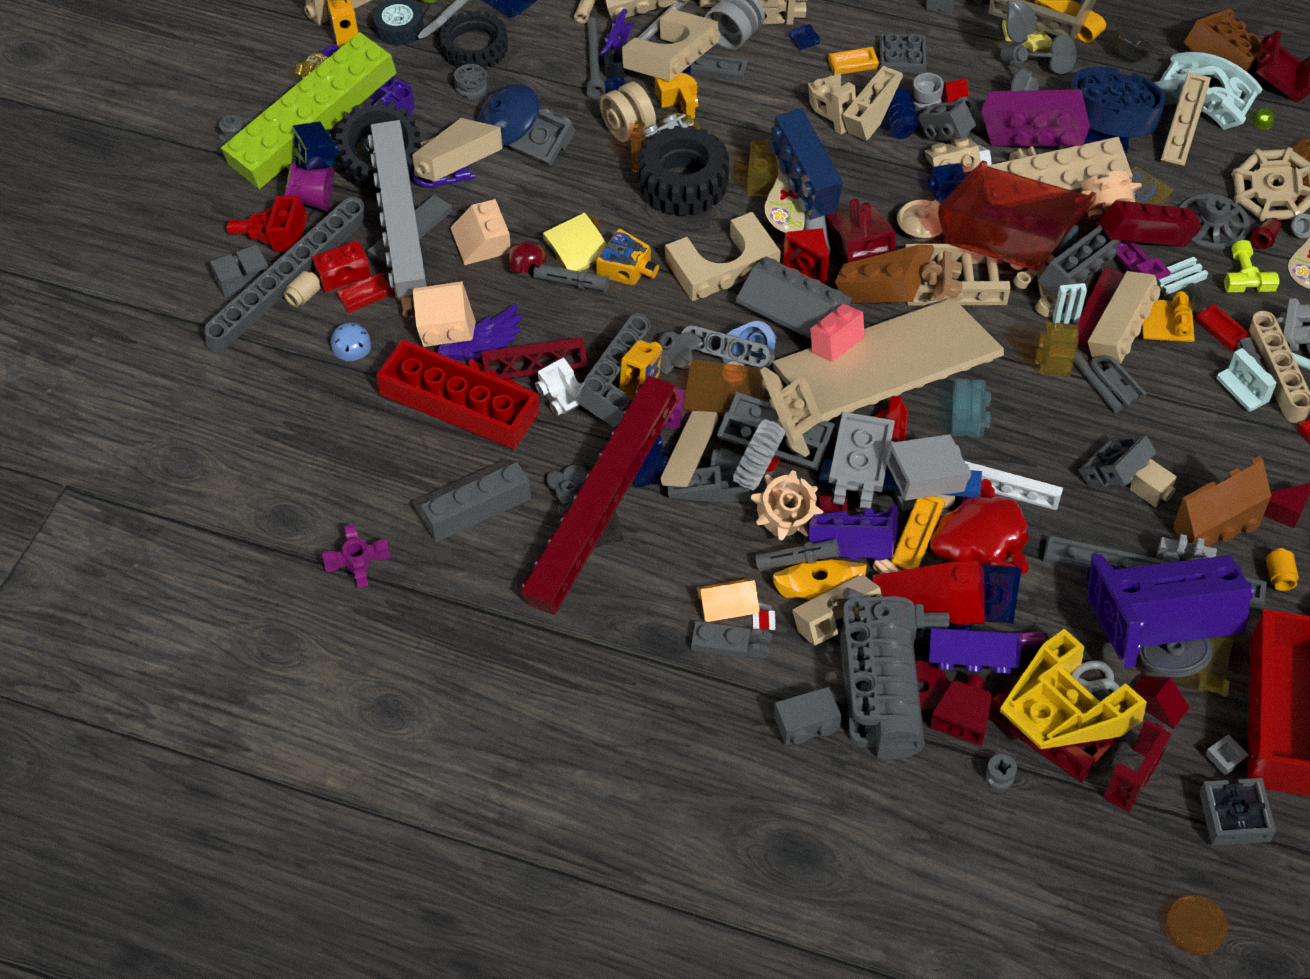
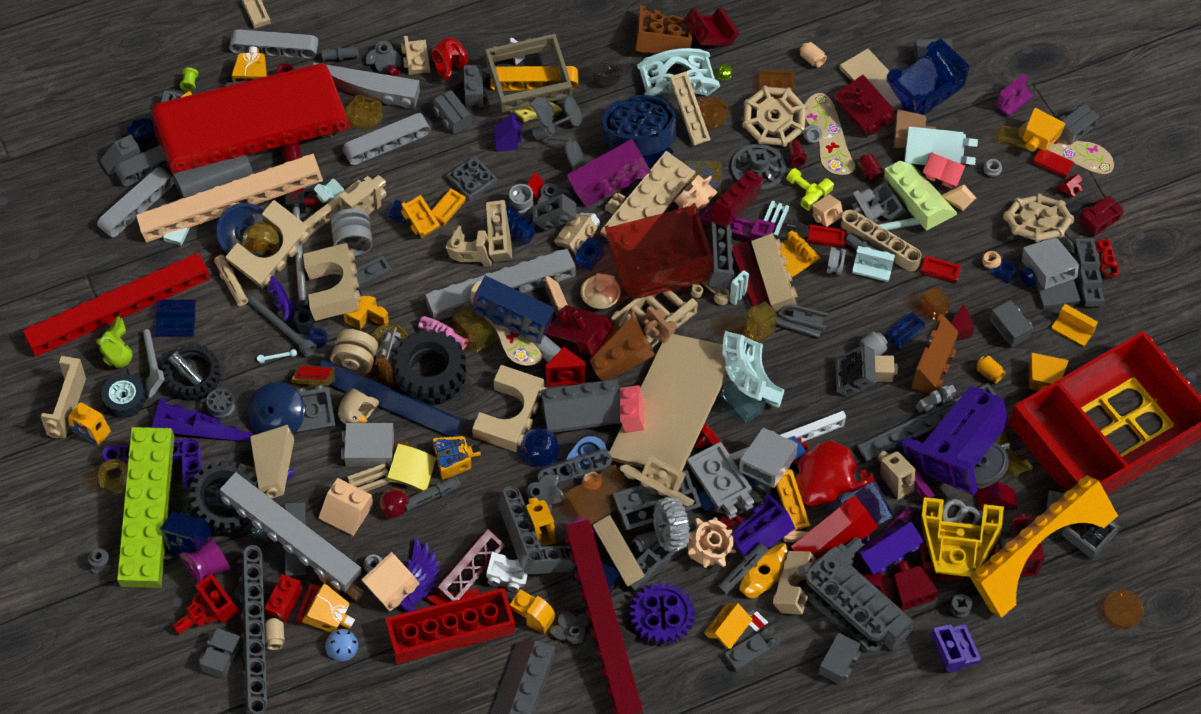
camera: 45 degrees left, 5 degrees up
(366, 301) = (328, 611): none -> light orange torso
(425, 75) = (195, 423): none -> dark purple wedge
(469, 31) = (185, 368): none -> dark grey pin
(531, 225) = (369, 476): none -> tan tile
(547, 72) = (261, 358): none -> light aqua hinge
(548, 440) = (536, 610): none -> light orange brick
(559, 196) = (368, 444): none -> light grey brick
(574, 110) = (314, 375): none -> slope
(580, 158) = (356, 407): none -> tan piece
(621, 175) = (396, 401): none -> dark blue tile
(684, 522) = (643, 614): none -> dark purple gear
(716, 308) = (539, 447): none -> clear blue cylinder
(735, 155) = (428, 323): none -> bright pink hinge
(814, 48) = (420, 216): none -> light orange bracket
(848, 155) = (522, 277): none -> light grey brick
(878, 191) = (555, 294): none -> light nougat slope
(949, 804) = (955, 647): none -> dark purple brick
(973, 34) = (507, 134): none -> dark purple slope
(1012, 378) = (746, 370): none -> light aqua fence
(1064, 578) = (897, 473): none -> tan torso
(1078, 615) = (921, 488): none -> magenta tile
(1169, 453) = (875, 341): none -> light grey head
(1206, 351) = (833, 264): none -> light grey wheel
(1211, 144) = (713, 111): none -> clear orange tile
(1219, 472) = (895, 339): none -> clear blue tile
(1240, 761) = (1000, 574): none -> light orange arch
(1241, 291) = (827, 210): none -> light nougat brick
(1283, 463) = (935, 302): none -> clear orange brick

